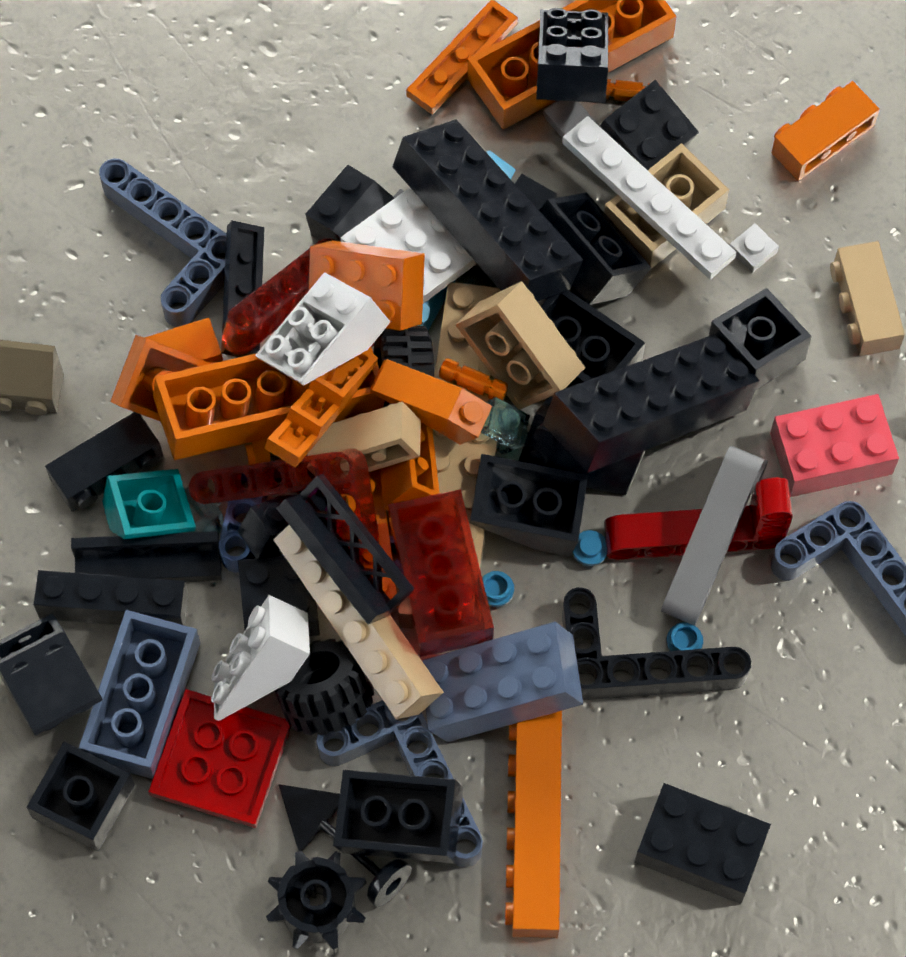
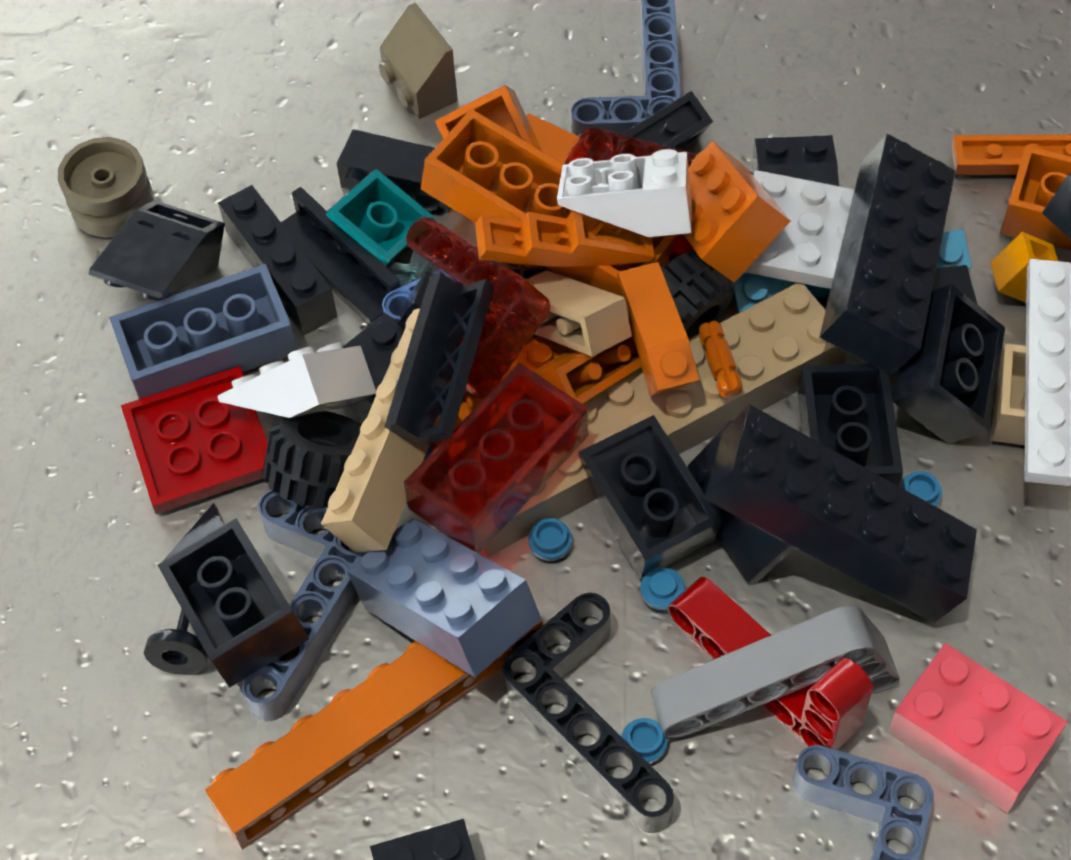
camera: 55 degrees right, 10 degrees down
(81, 796) = (74, 358): black brick -> none
(307, 880) = (111, 603): black brick -> none
(506, 425) = (703, 416): clear light blue bracket -> none
(520, 345) = (787, 357): tan brick -> none
(546, 140) = (1012, 262): none -> light orange brick
(655, 341) = (923, 486): none -> dark azure plate
(763, 336) = (1017, 576): black brick -> none

